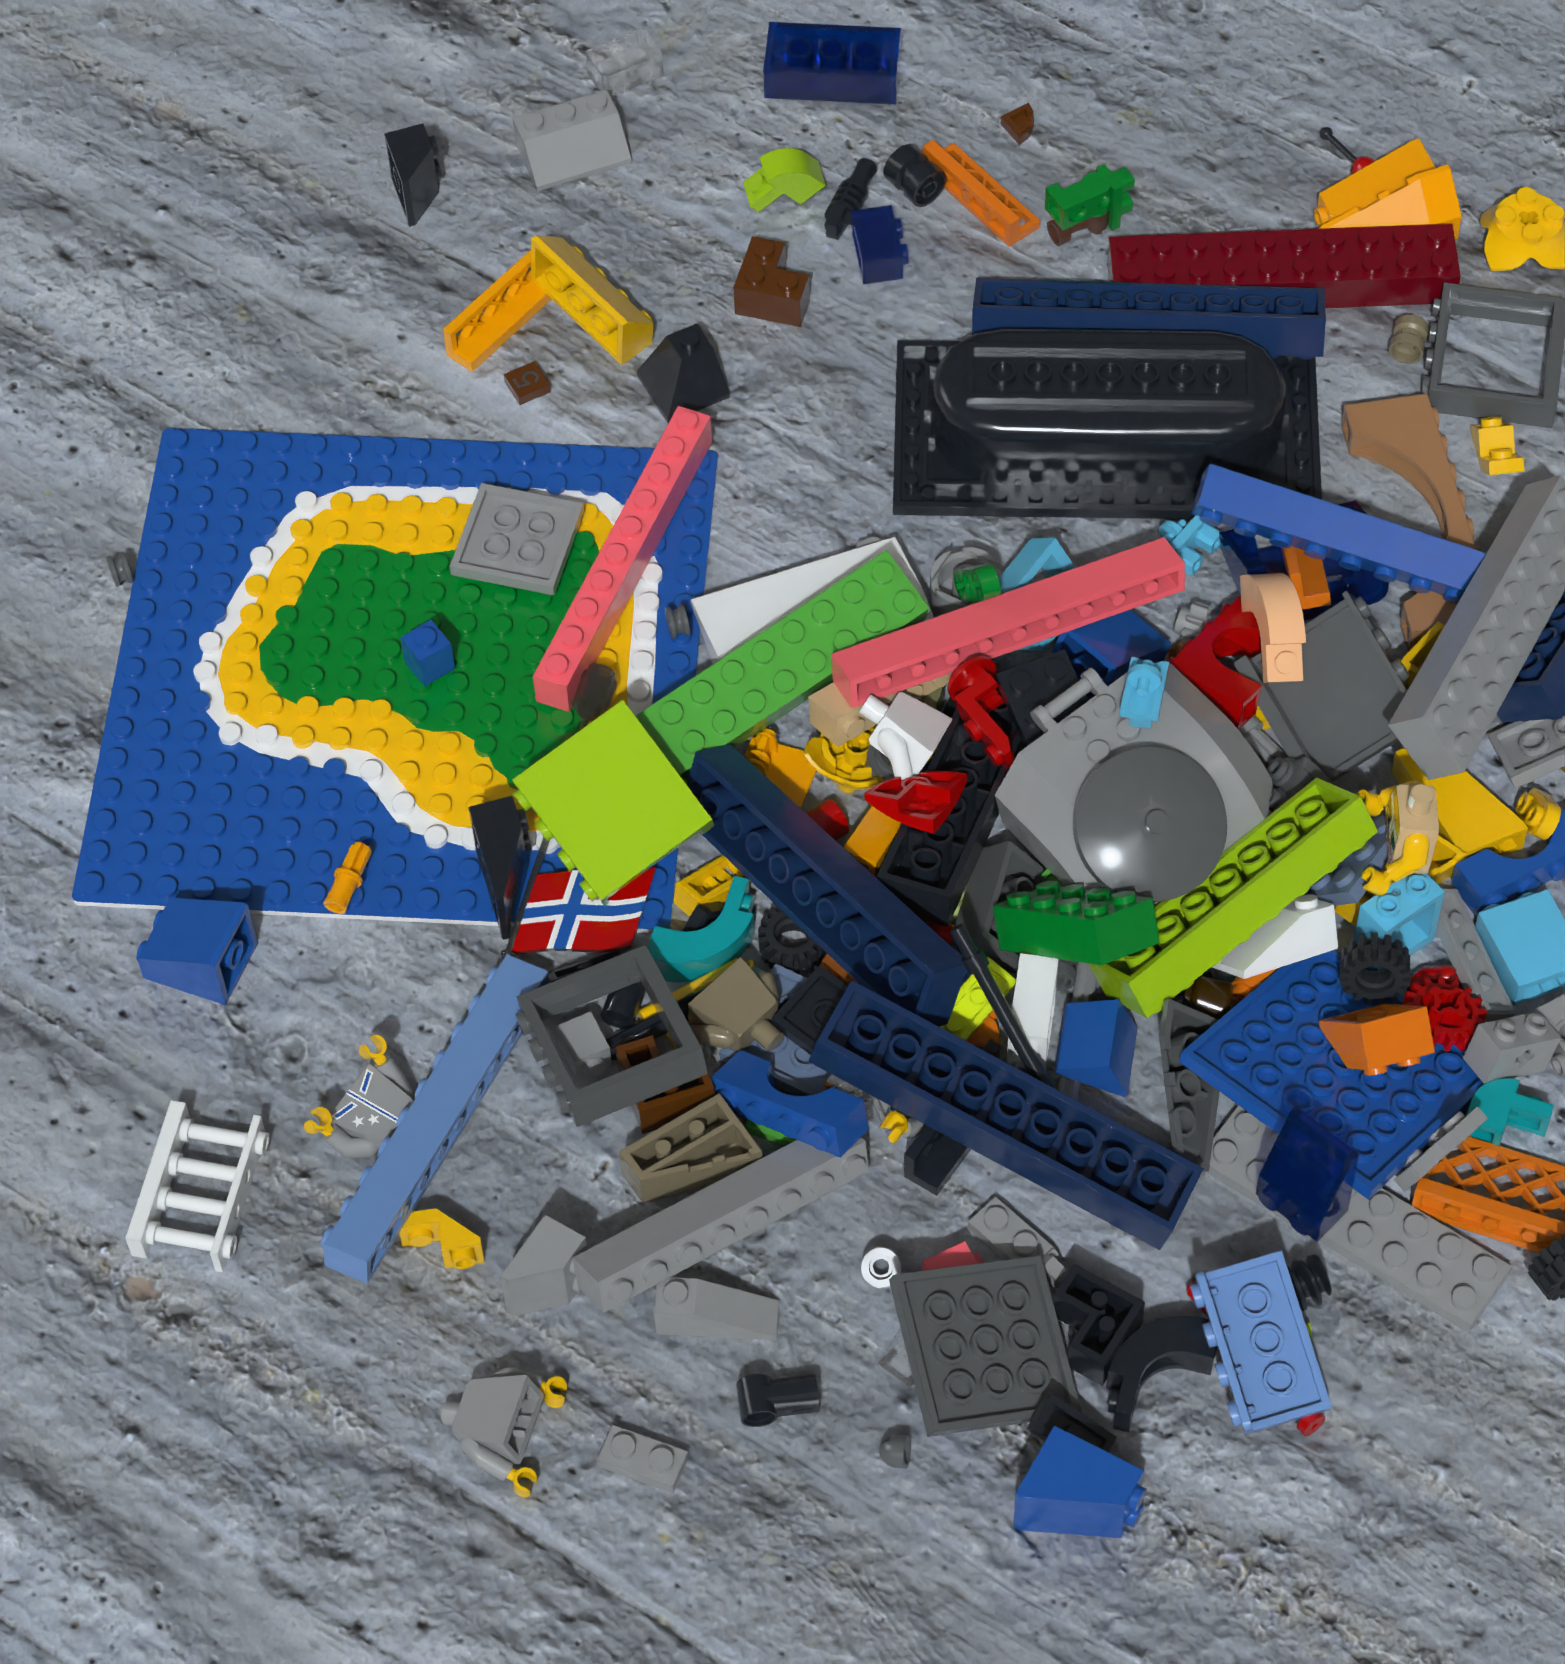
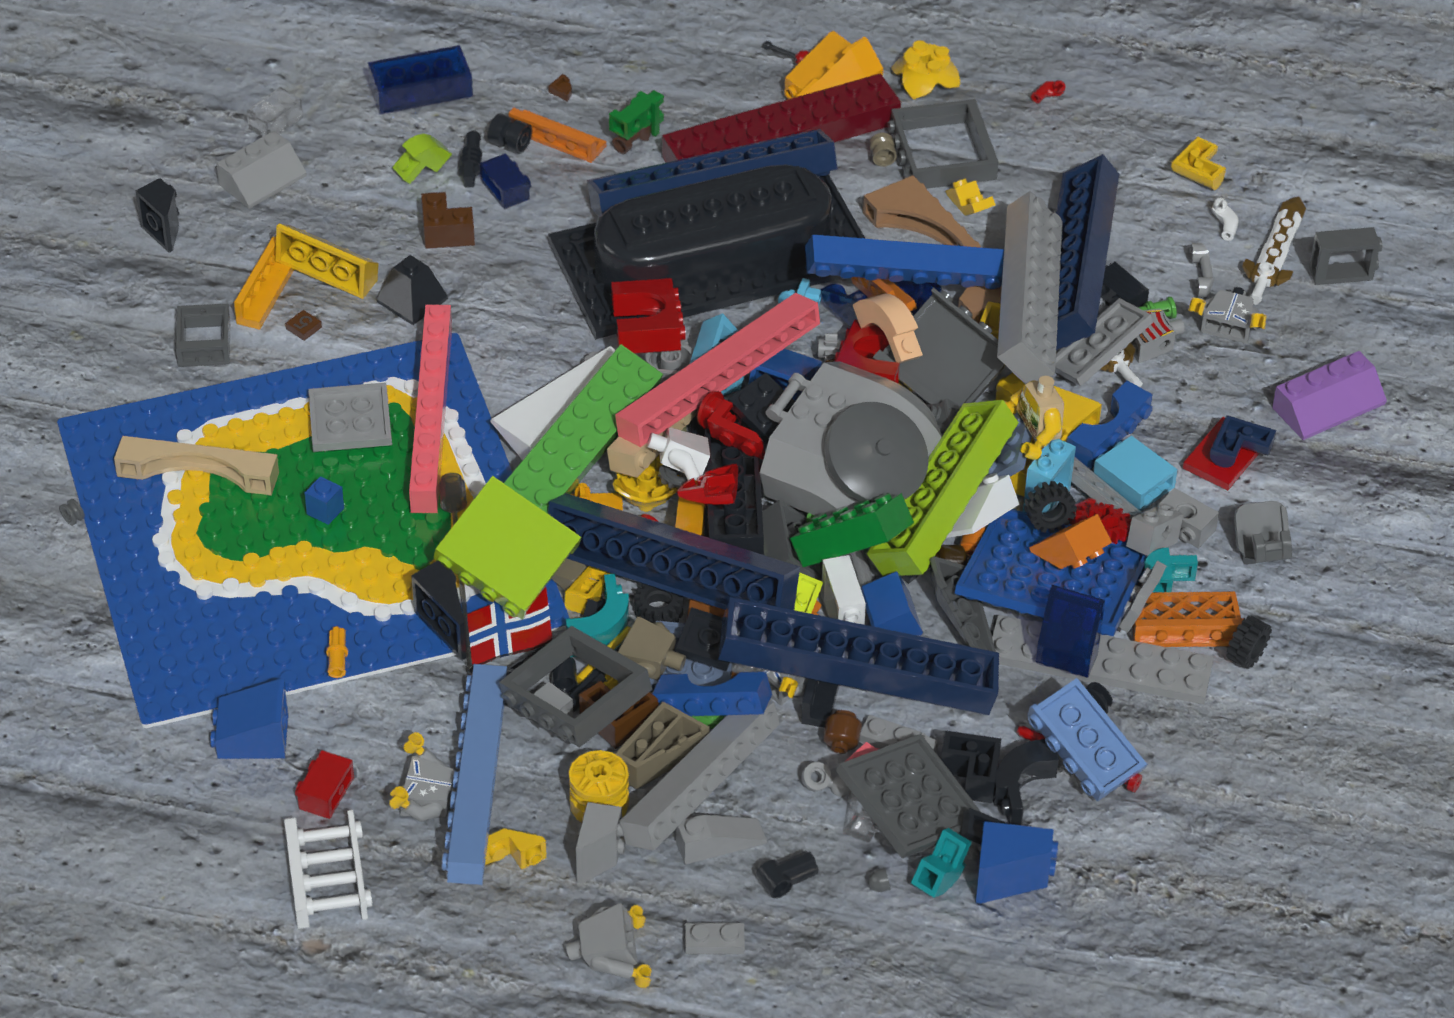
camera: 25 degrees left, 10 degrees down
(238, 522) = (148, 457): none -> tan arch
(250, 1063) = (325, 784): none -> red brick
(384, 387) = (203, 351): none -> dark grey window
(586, 1188) = (598, 779): none -> yellow wheel
(677, 621) = (486, 436): dark grey bush -> none
(694, 854) = (568, 573): none -> dark tan slope
(946, 1211) = (842, 731): none -> reddish brown head
(961, 538) = (648, 297): none -> red arch
(976, 963) = (806, 564): black bar -> none
(977, 583) = (687, 350): green beam -> none
(983, 1464) = (942, 868): none -> teal brick
(1144, 692) = (841, 372): medium azure hips -> none
(1539, 813) = (1104, 393): yellow plate -> none

